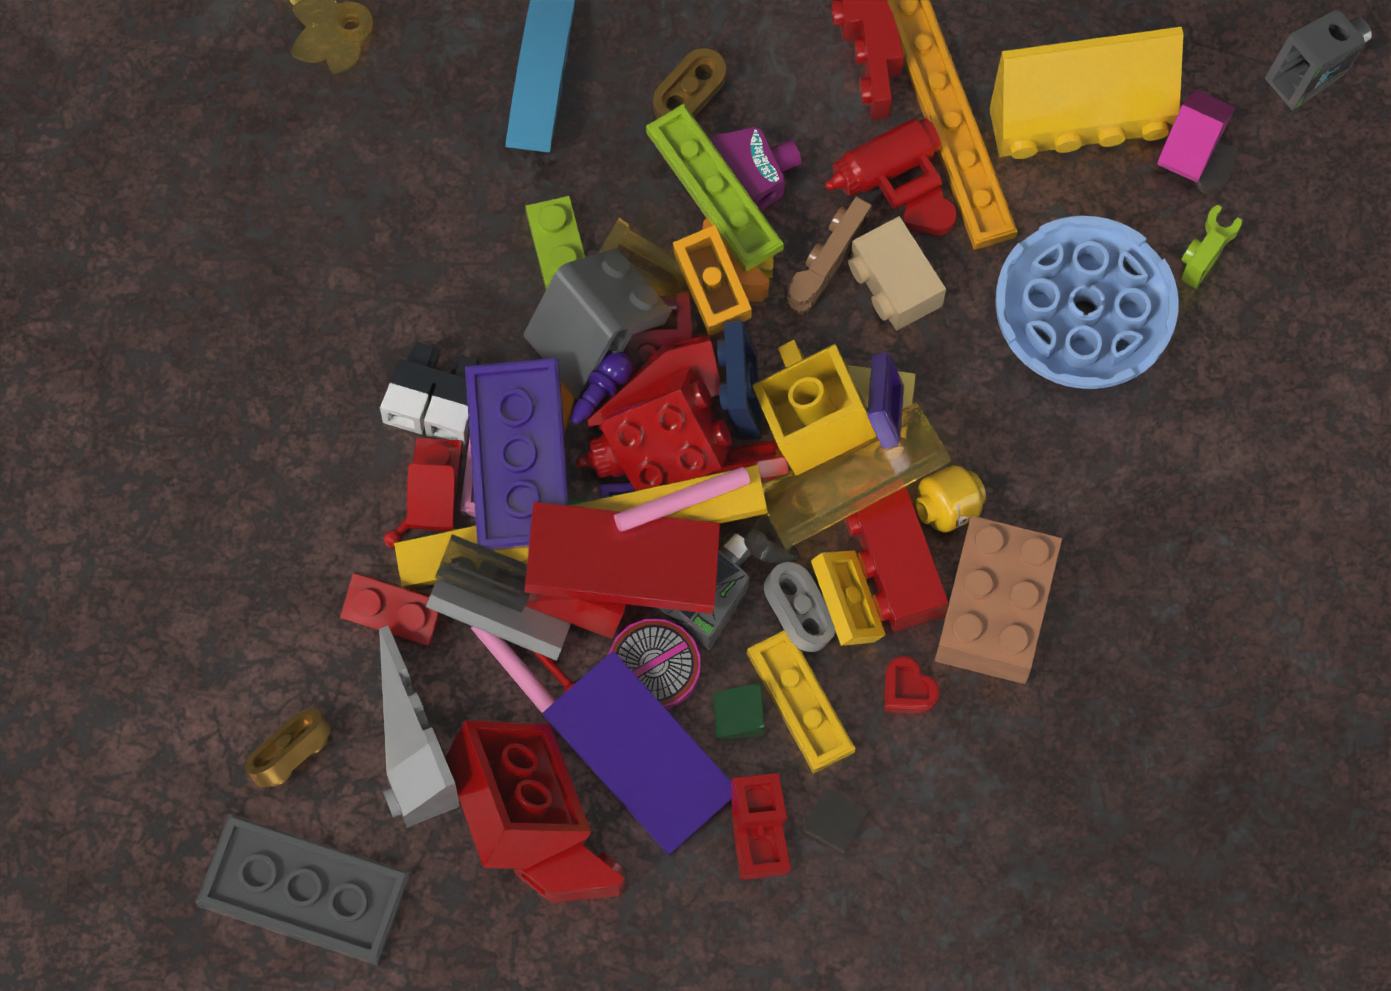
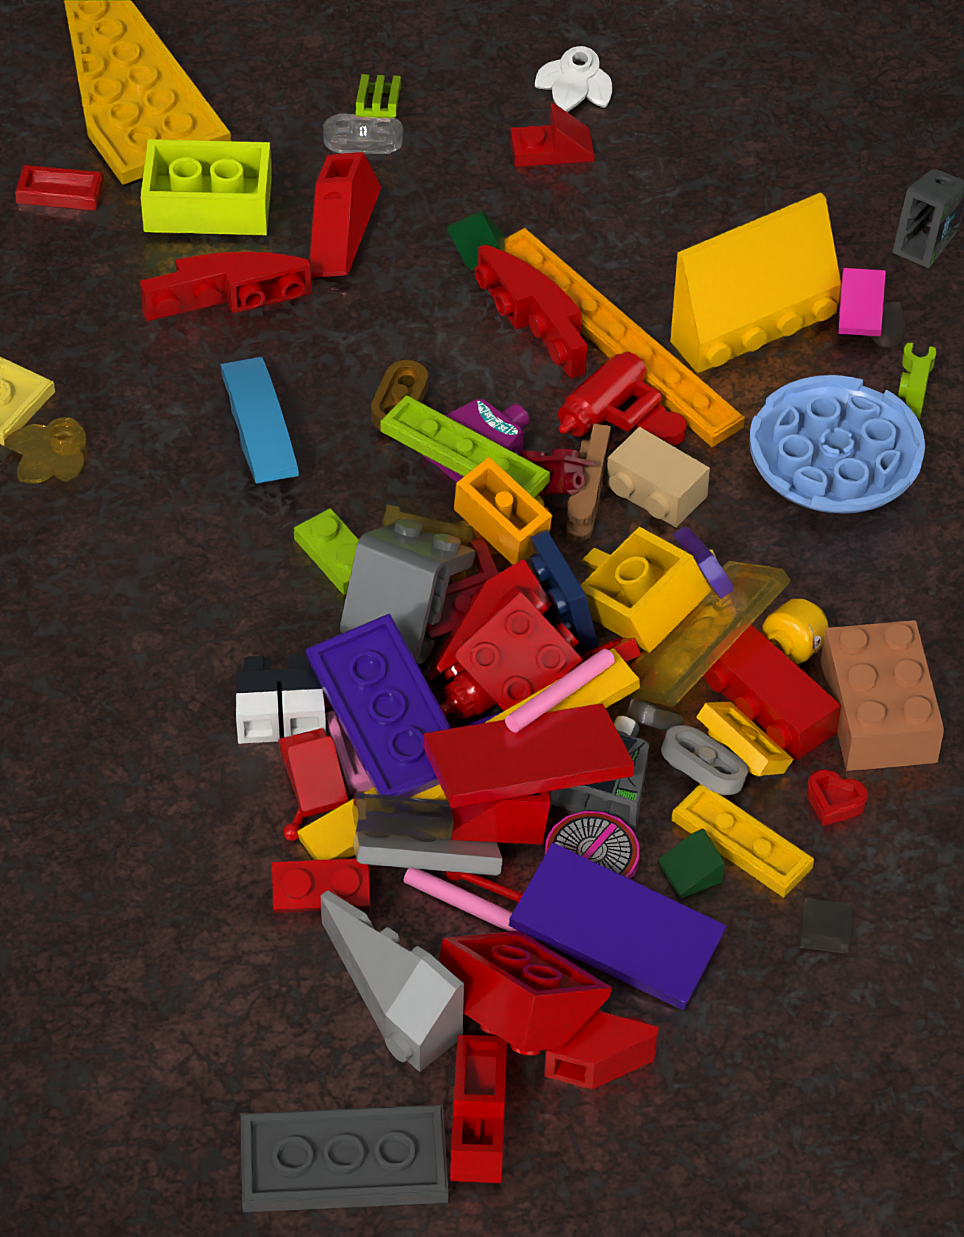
camera: 20 degrees left, 20 degrees down
(288, 747) = (273, 1035): pearl gold plate -> none
(435, 892) = (478, 1109): none -> red slope
(612, 372) = (438, 629): dark purple bar -> none
(758, 826) = (755, 946): red slope -> none
(799, 237) = (564, 470): none -> dark red hinge

